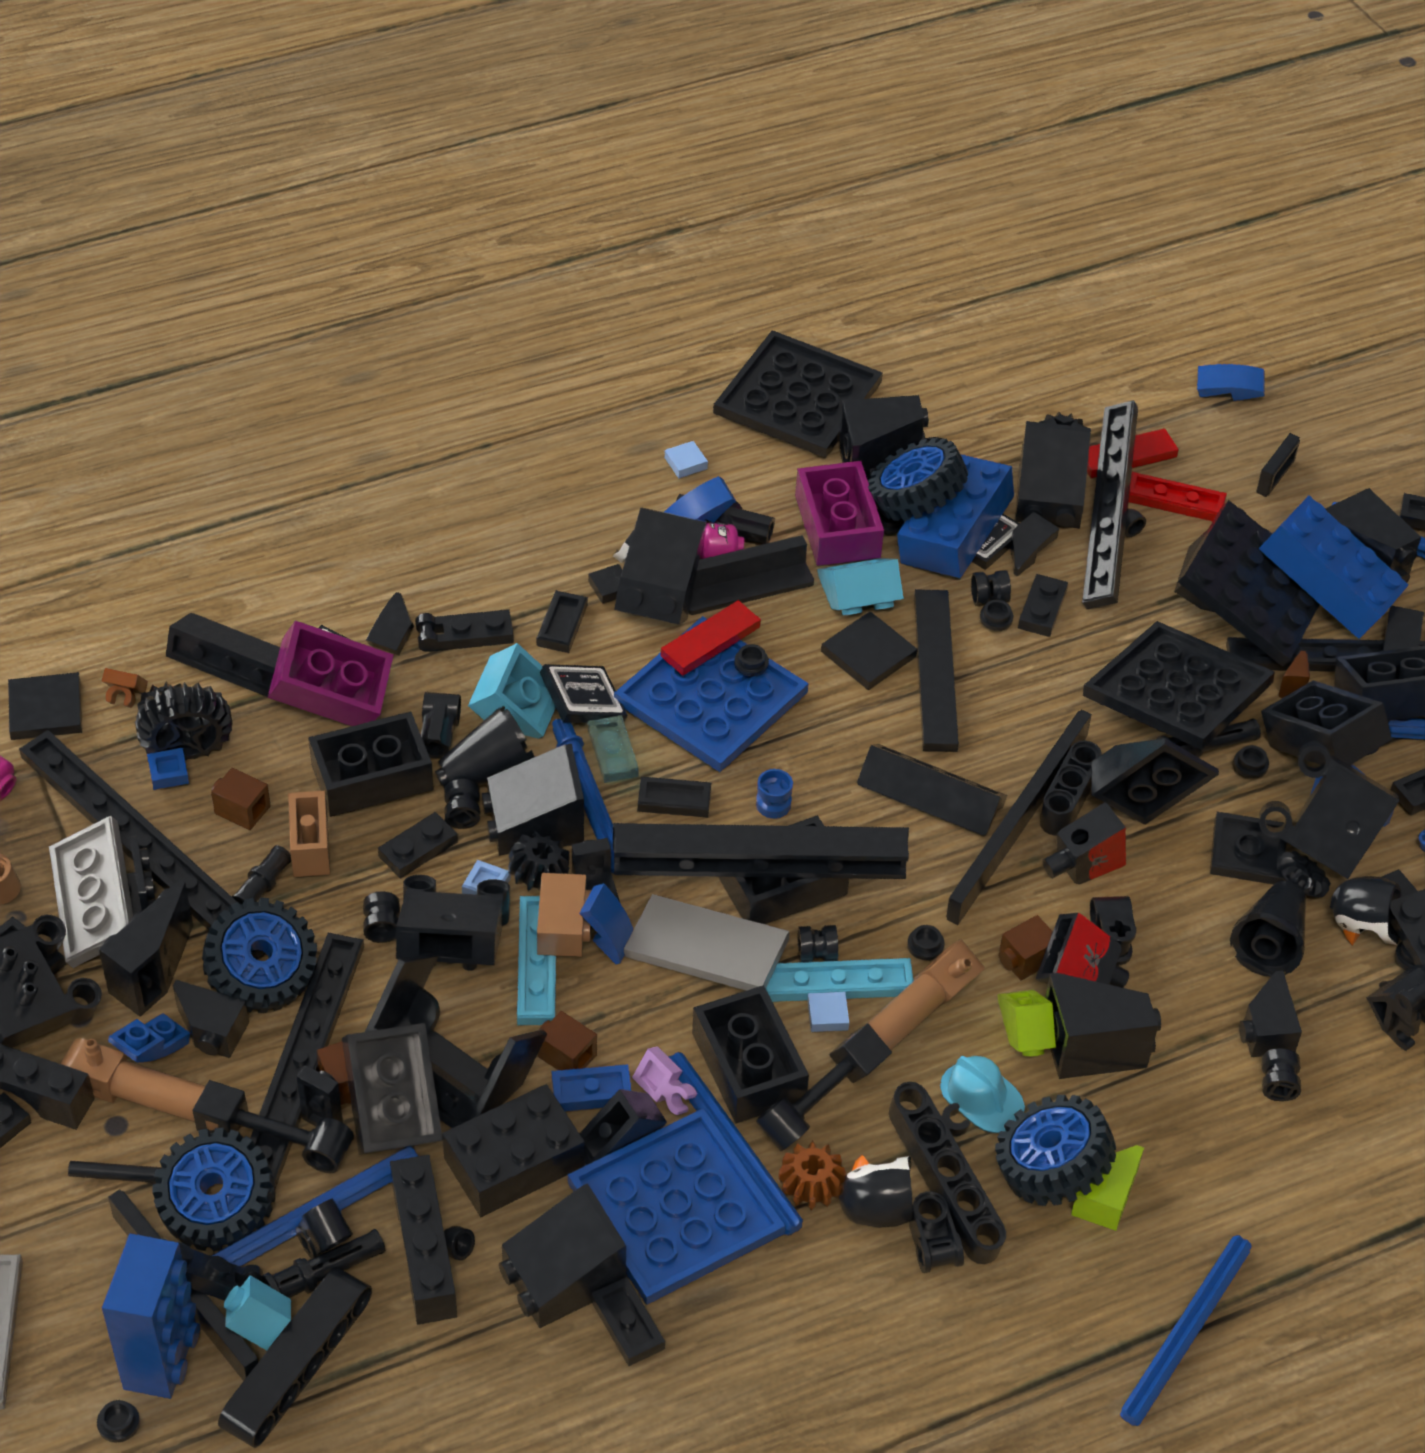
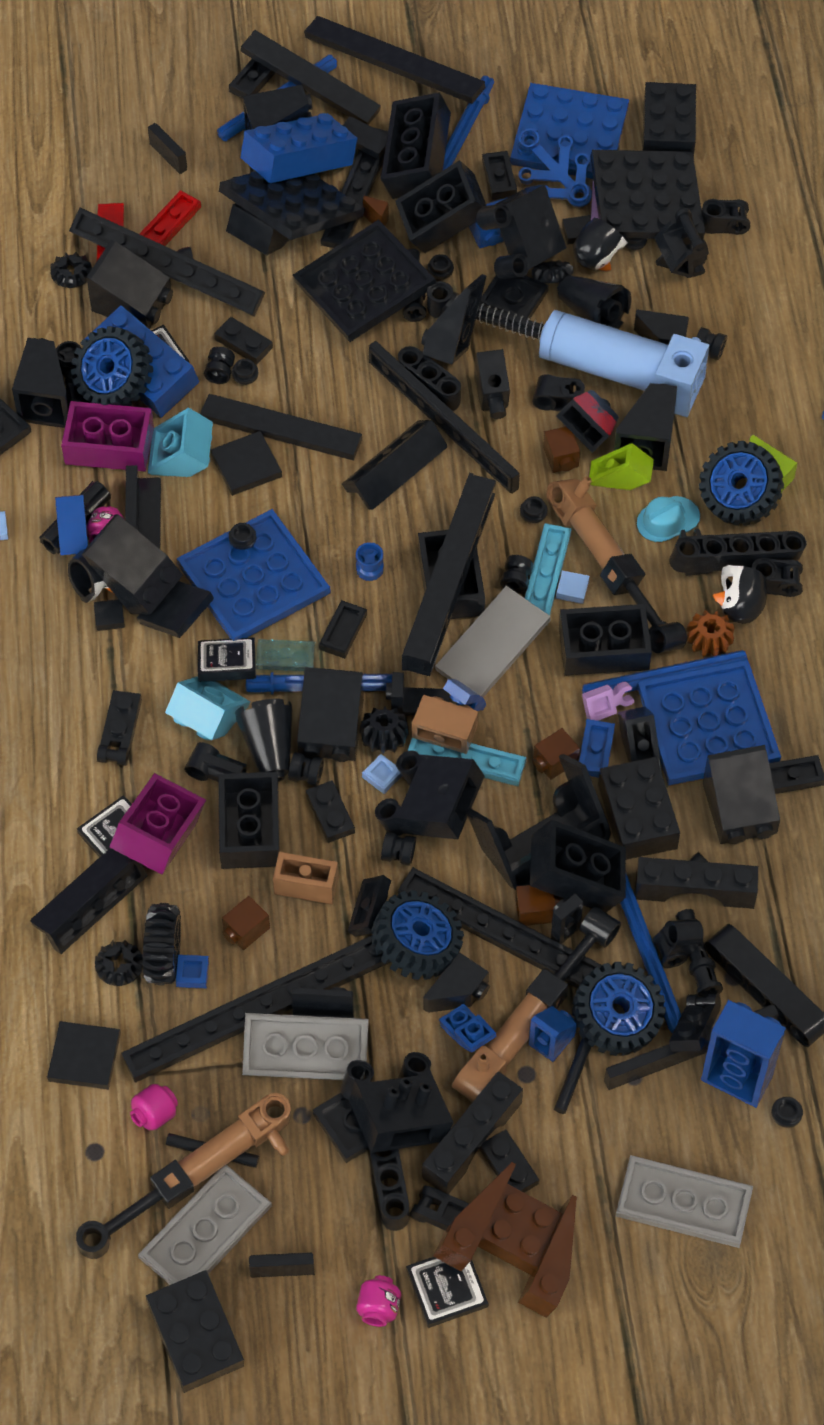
camera: 70 degrees left, 10 degrees up
(123, 682) = (87, 986): dark orange tile -> none
(147, 951) = (390, 1009): black slope -> none
(160, 1119) = (551, 1032): none -> blue slope
(257, 1312) = (735, 989): medium azure brick -> none
(262, 877) = (329, 924): black pin -> none
(311, 908) = (368, 904): none -> black plate
(392, 626) = (97, 776): black slope -> none
(562, 621) = (135, 658): black tile -> none
(633, 633) = (178, 609): none -> black tile
(710, 637) = (206, 557): red tile -> none
(1029, 539) = (180, 325): black slope -> none
(1200, 1022) = (600, 348): none -> light blue piece
(1239, 380) = (67, 145): blue slope -> none

